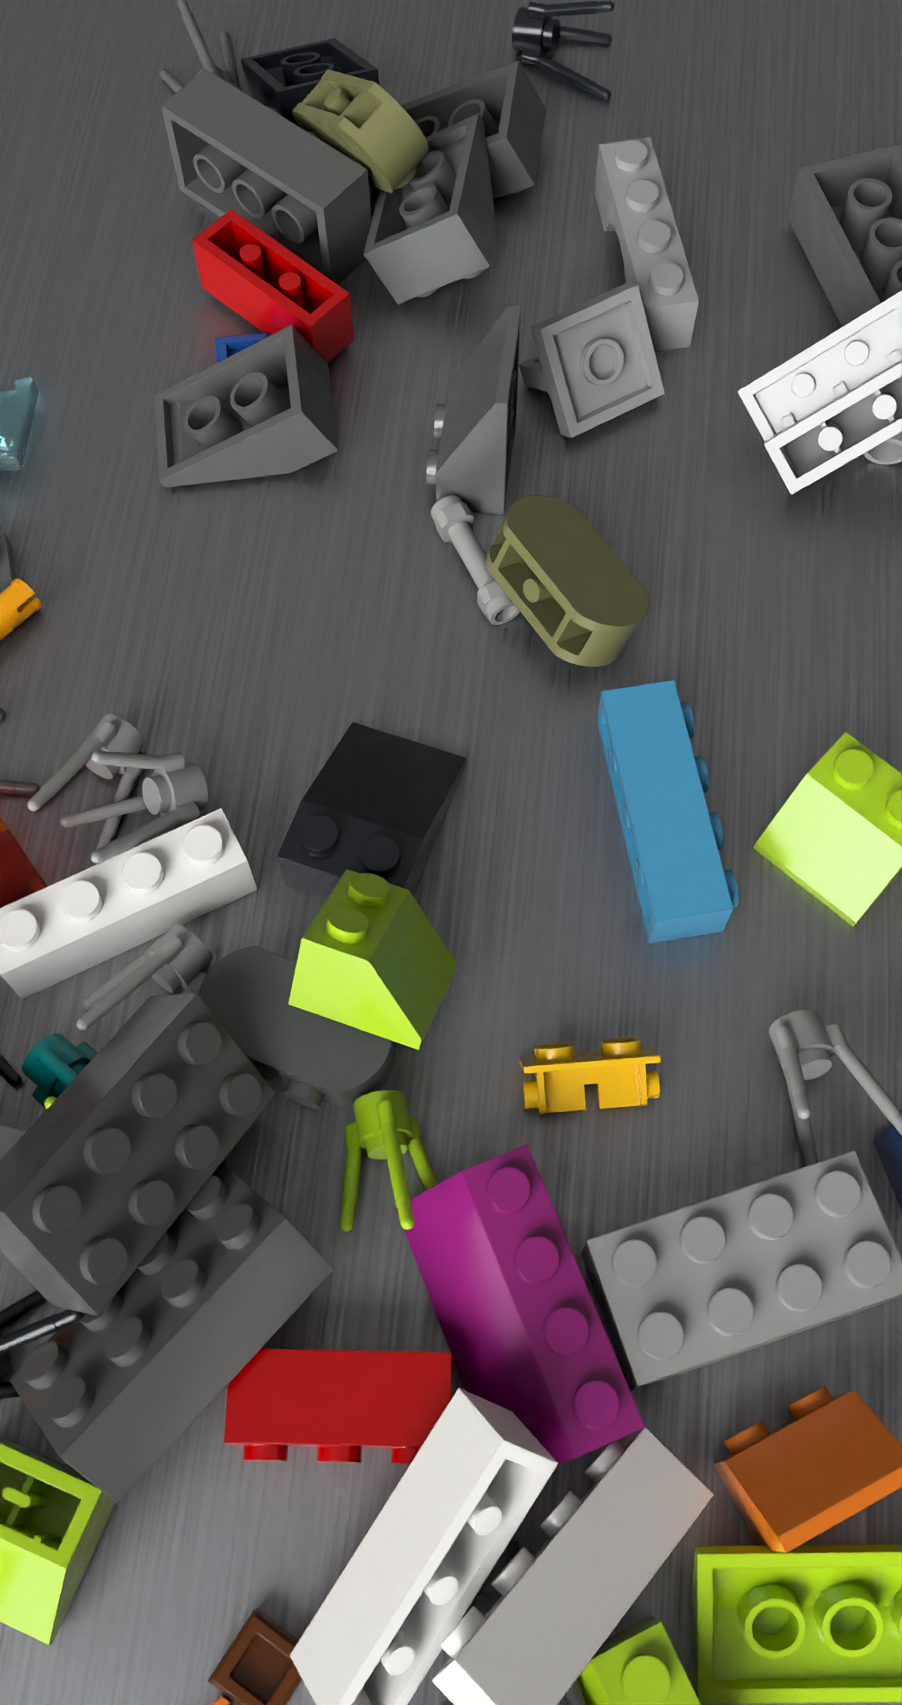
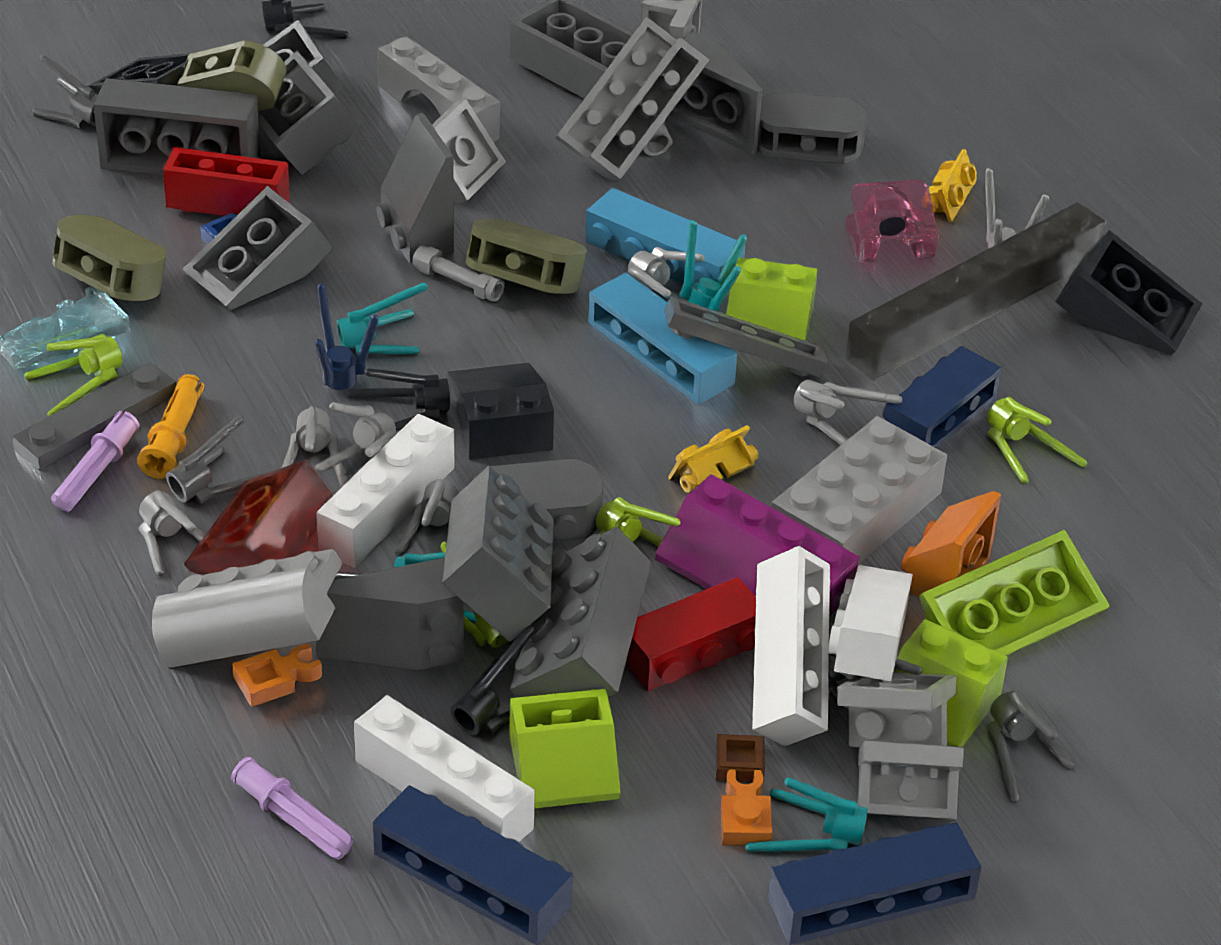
camera: 35 degrees left, 25 degrees down
(62, 347) = (109, 257): none -> olive brick
(217, 648) = (338, 362): none -> dark blue plant
(283, 602) = (353, 328): none -> teal plant
(290, 756) = (427, 393): none -> black plant
(373, 961) = (560, 435): lime slope -> none
(721, 682) = (653, 270): none -> light grey plant
(765, 884) = (795, 354): none -> dark grey plate
(770, 765) = (707, 291): none -> teal plant
(778, 638) = (631, 225): none -> dark azure brick

